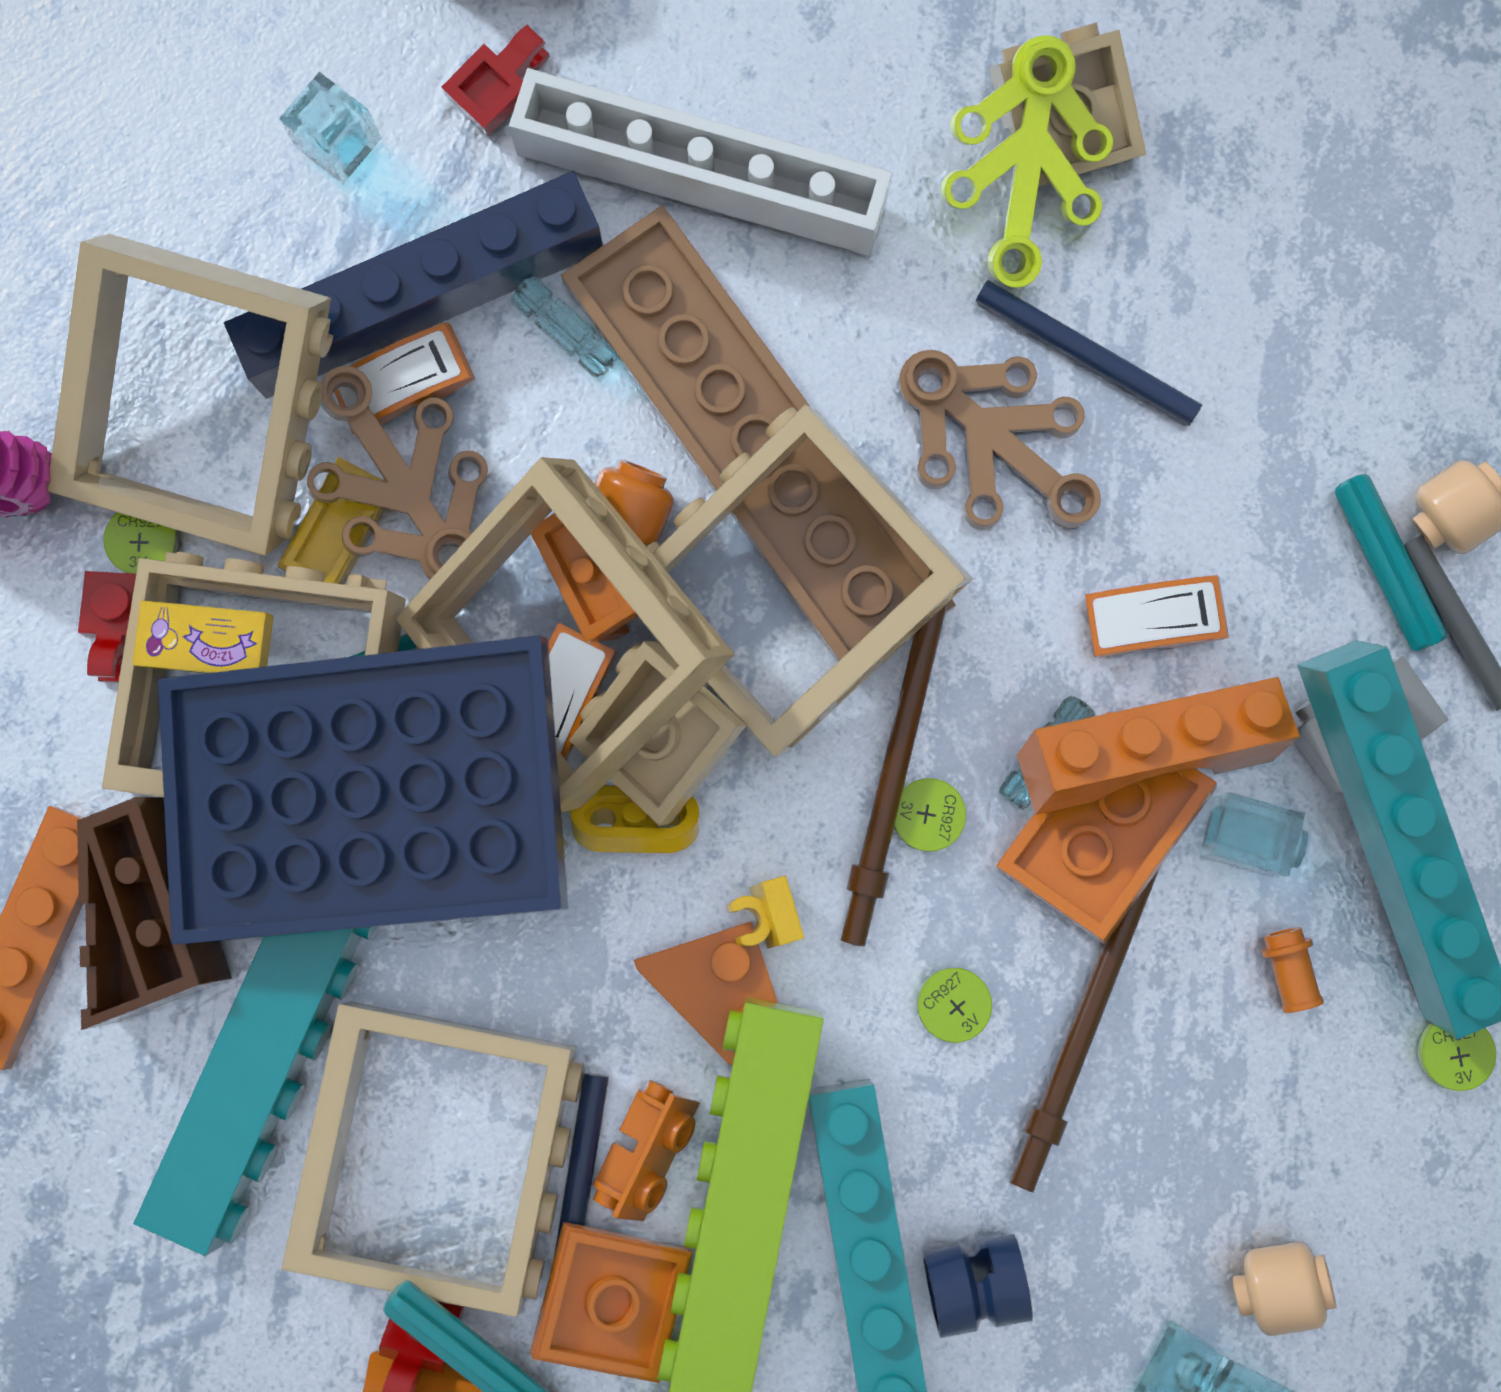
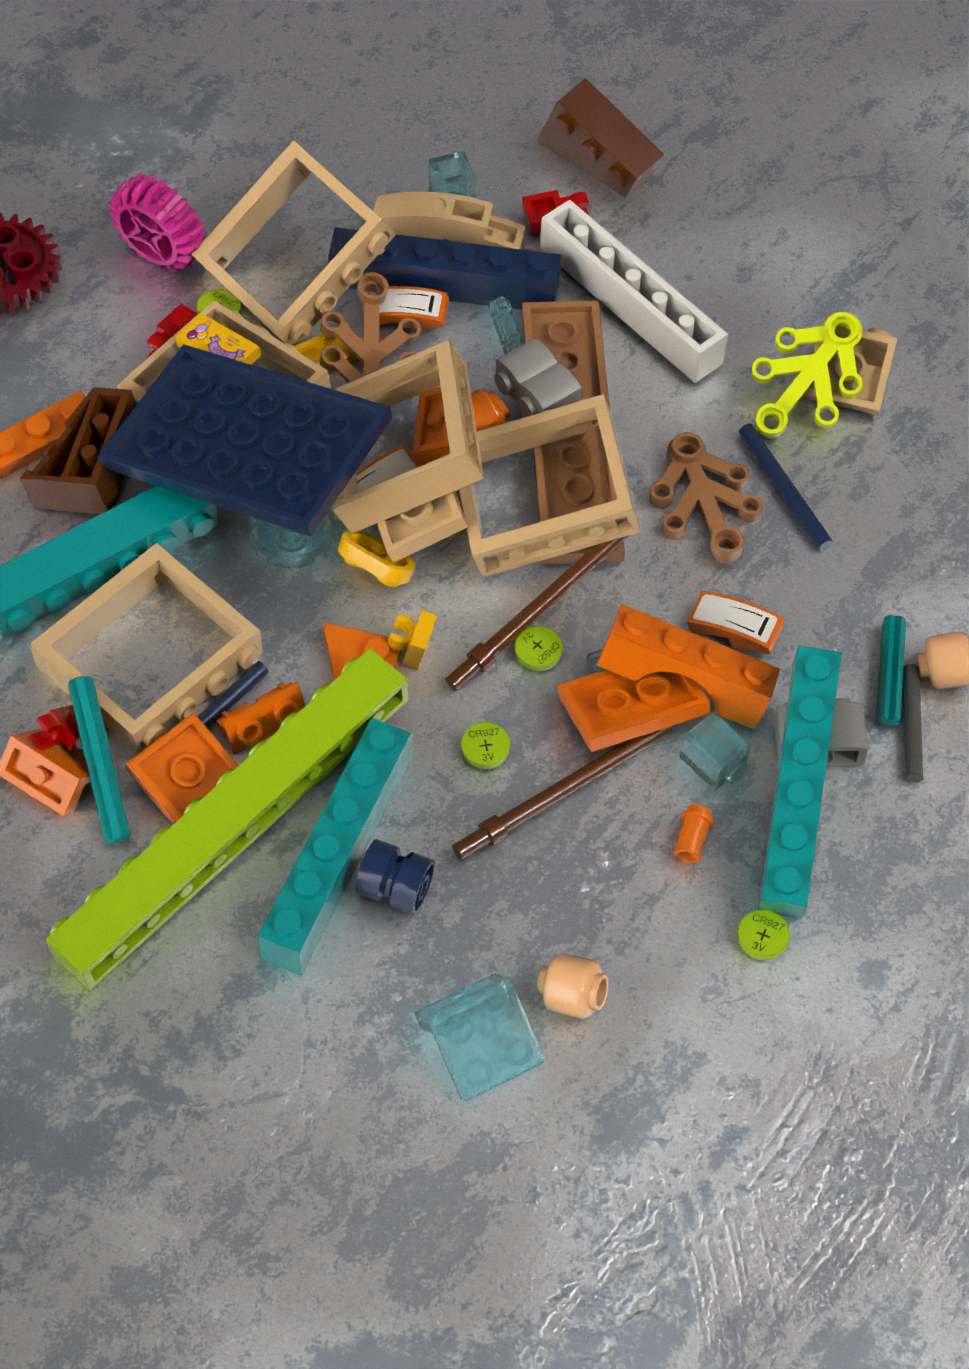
camera: 30 degrees right, 25 degrees down
(359, 196) = (448, 217): none -> tan slope
(678, 413) = (535, 379): none -> light grey brick

